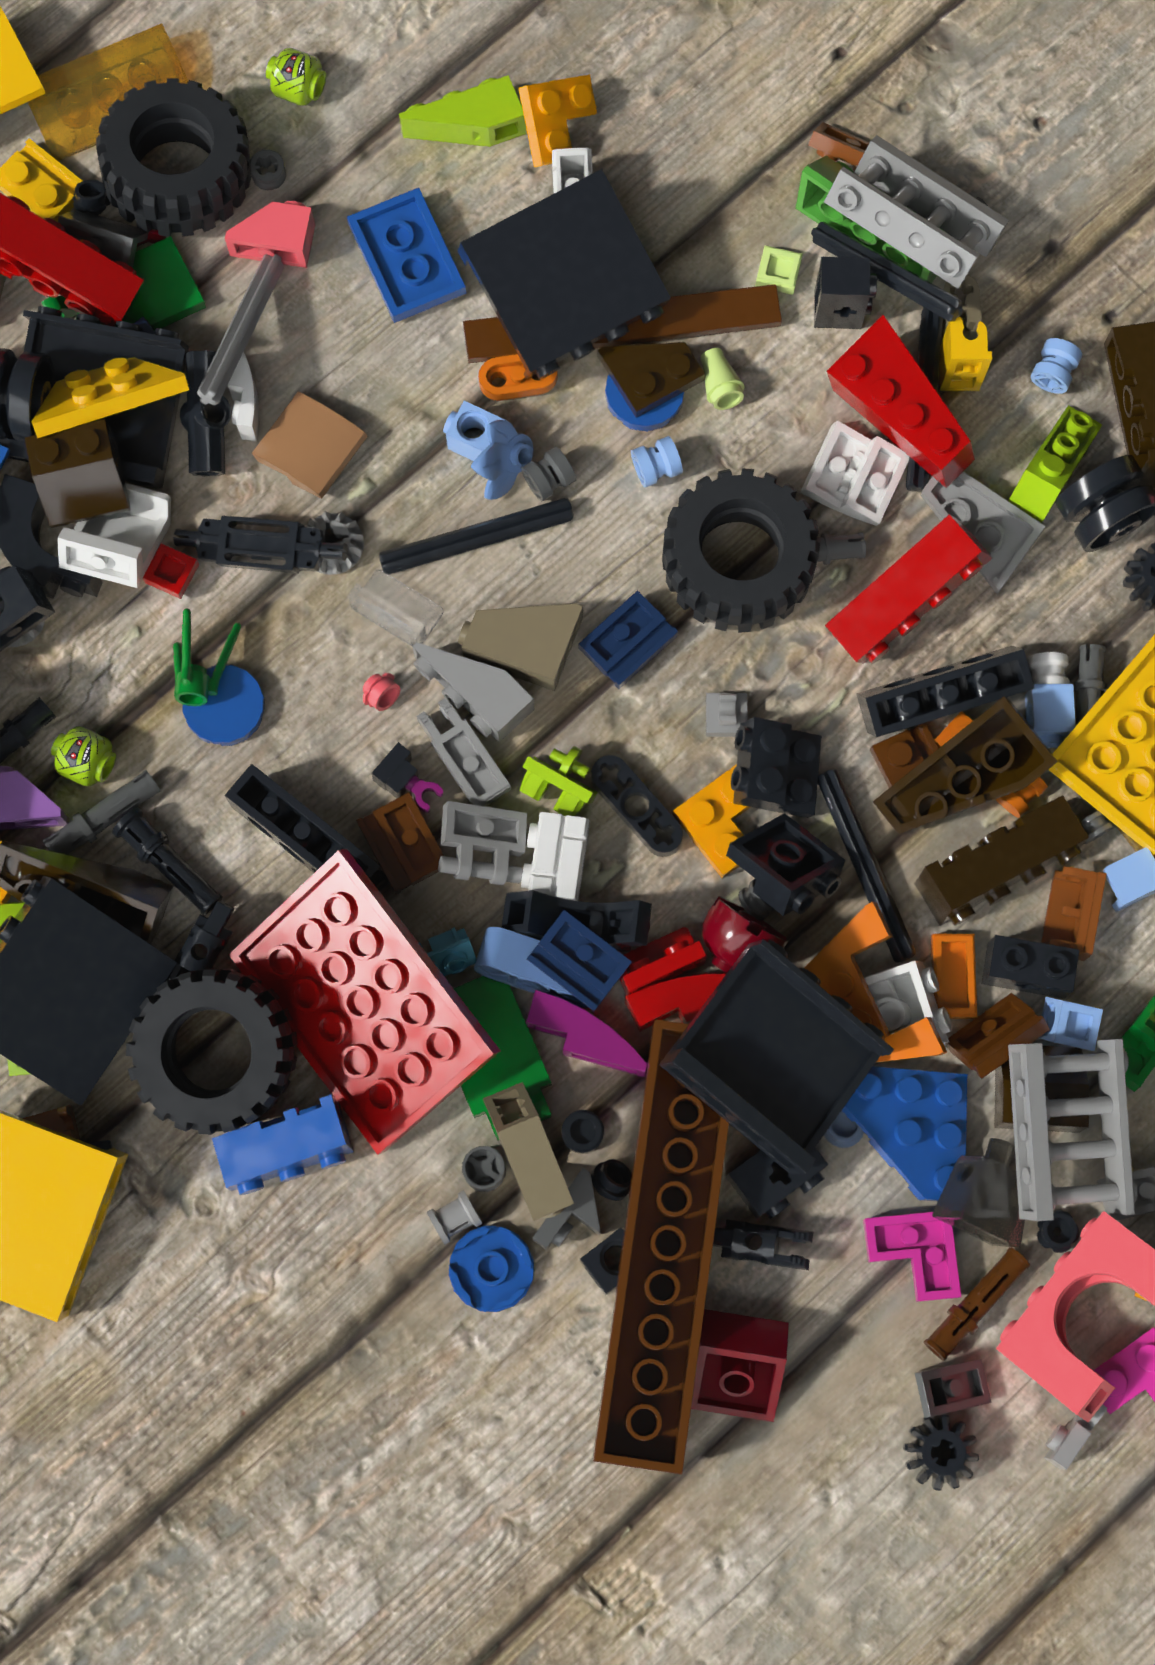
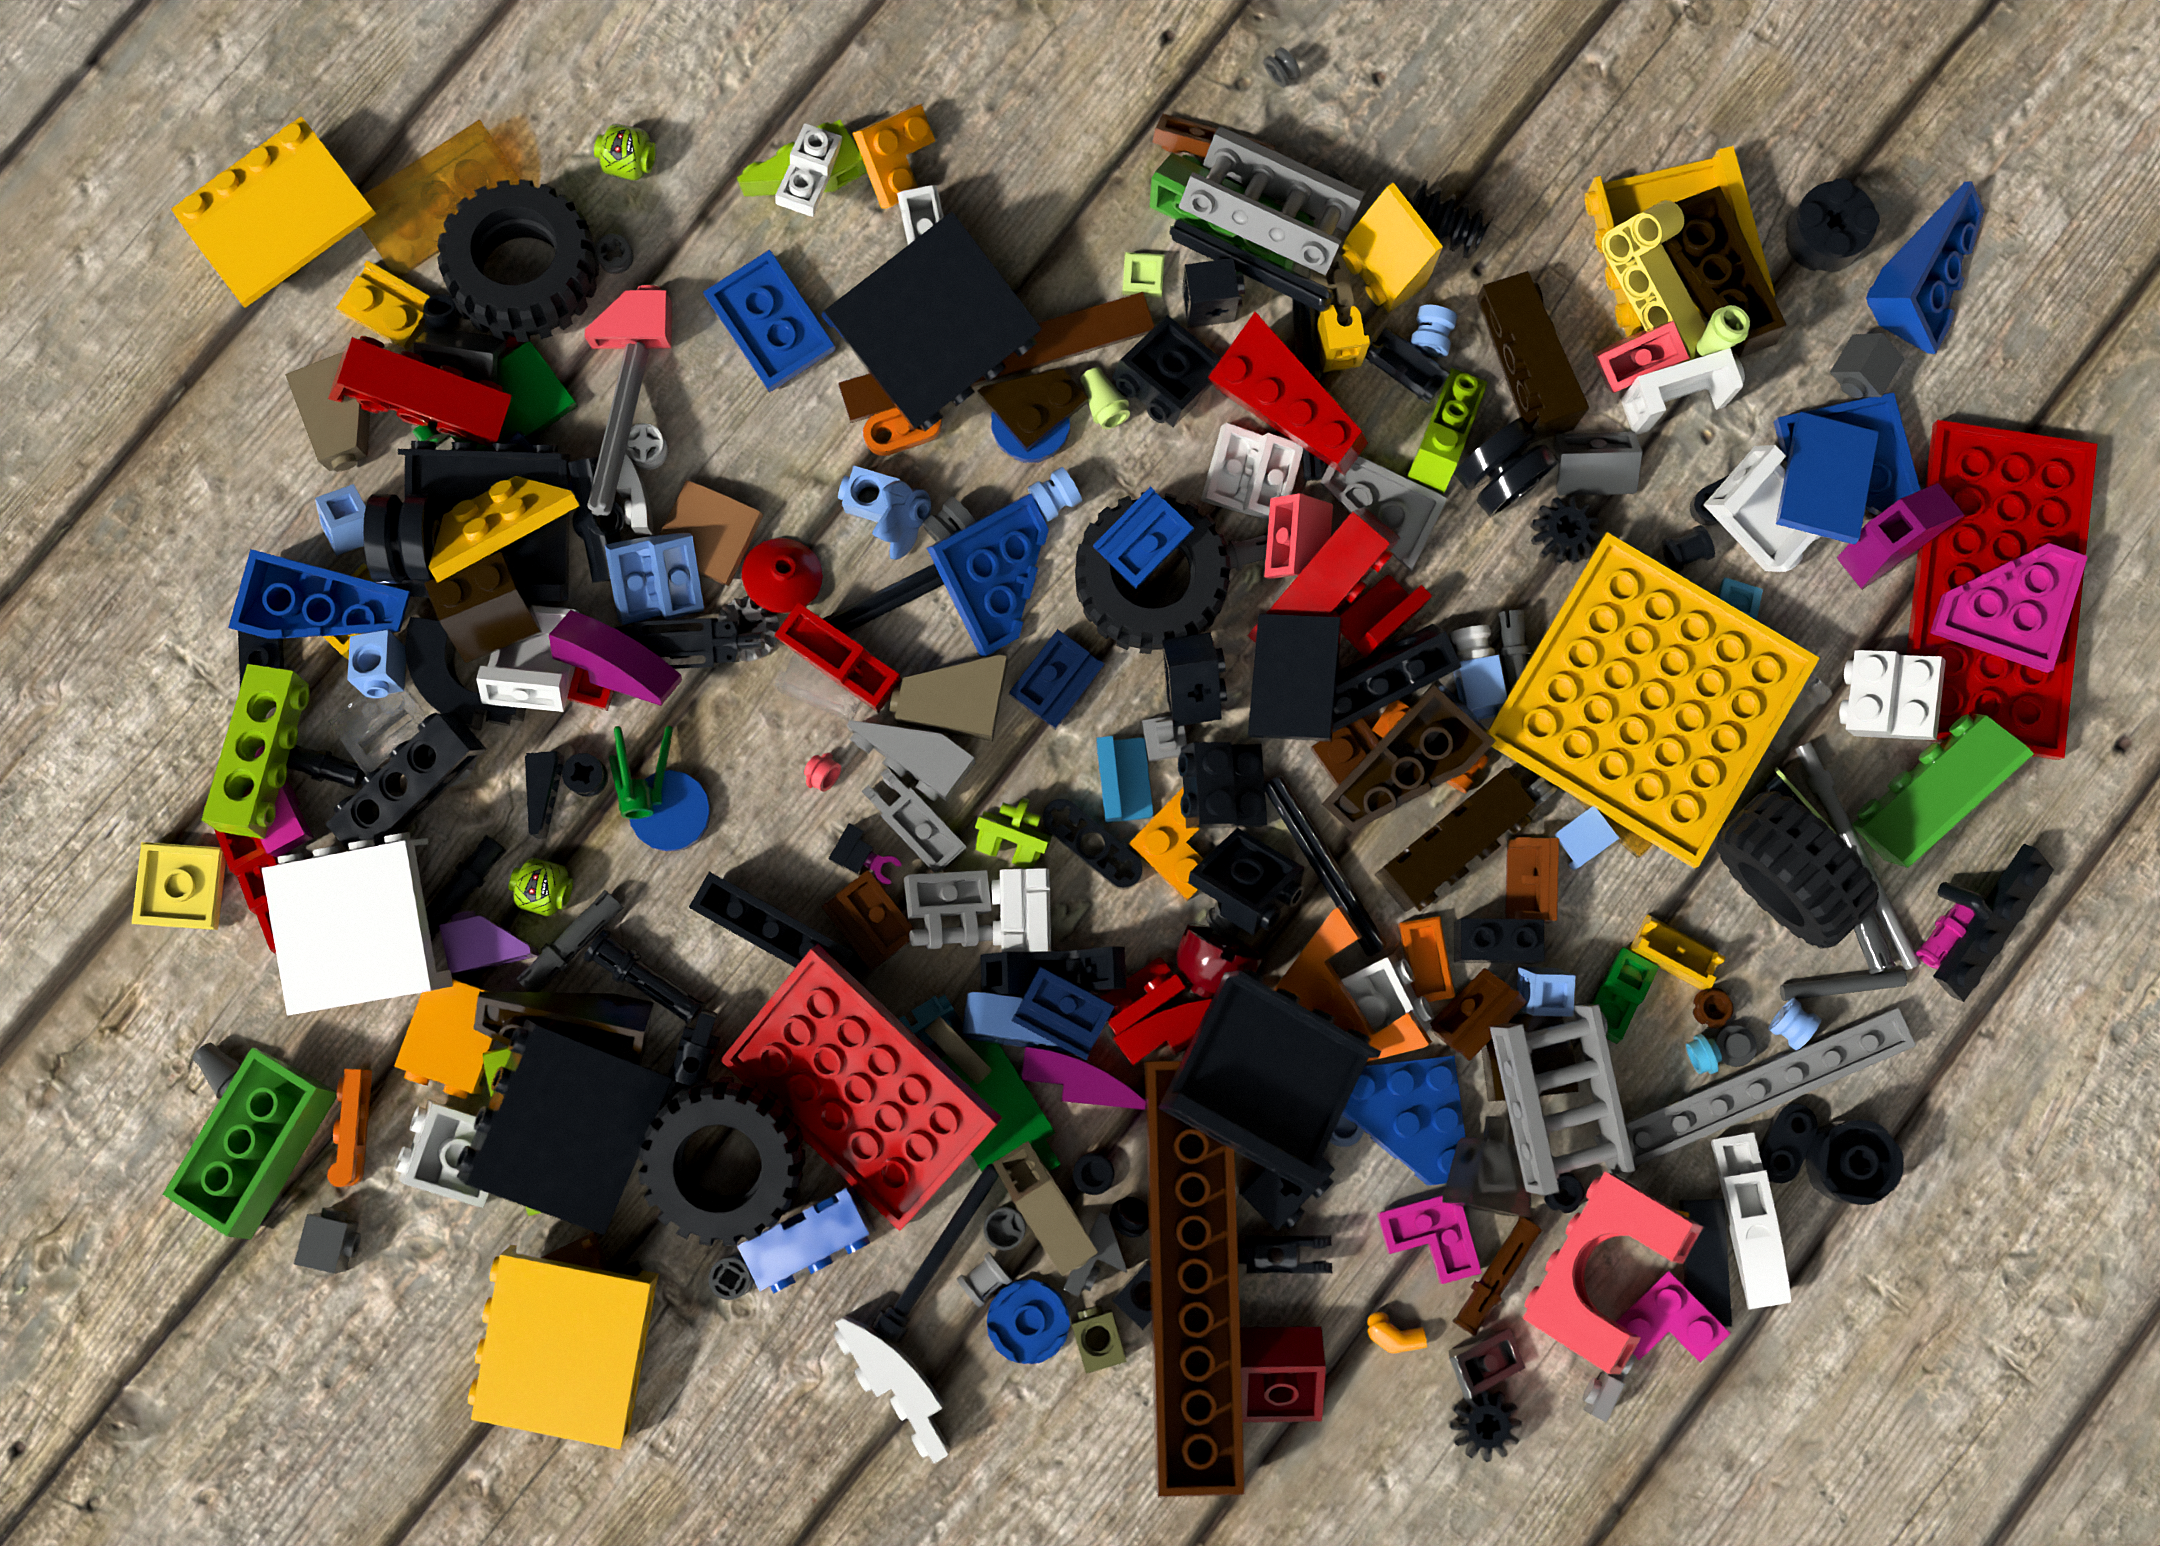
camera: 10 degrees left, 5 degrees up
(104, 655) = (542, 785): none -> black slope
(152, 664) = (590, 781): none -> black wheel
(194, 544) = (612, 658): none -> magenta slope
(205, 1177) = (736, 1275): none -> dark grey wheel
(250, 476) = (654, 577): none -> medium blue slope
(261, 345) = (644, 437): none -> white wheel
(338, 1290) = (888, 1367): none -> white slope
(357, 1242) = (894, 1320): none -> black piece
(374, 510) = (776, 590): none -> red dish
(416, 582) = (838, 657): none -> red slope
(468, 981) = (958, 1050): none -> dark tan beam
(470, 117) = (809, 170): none -> white slope
(564, 1316) = (1101, 1358): none -> olive brick
(583, 524) = (993, 571): none -> blue plate
(679, 748) = (1124, 779): none -> dark azure panel
(737, 508) = (1143, 537): none -> blue plate
(764, 657) = (1193, 679): none -> black brick
(785, 362) = (1166, 371): none -> black plate
(857, 1347) = (1391, 1338): none -> light orange arm
(866, 669) = (1295, 677): none -> black tile
(888, 532) = (1295, 533): none -> coral slope
(946, 96) = (1281, 67): none -> dark grey bush
(961, 629) = (1381, 614): none -> red panel
(1024, 394) = (1407, 365): none -> black hinge
(1028, 278) = (1391, 250): none -> yellow slope
(1086, 263) = (1449, 220): none -> black piece

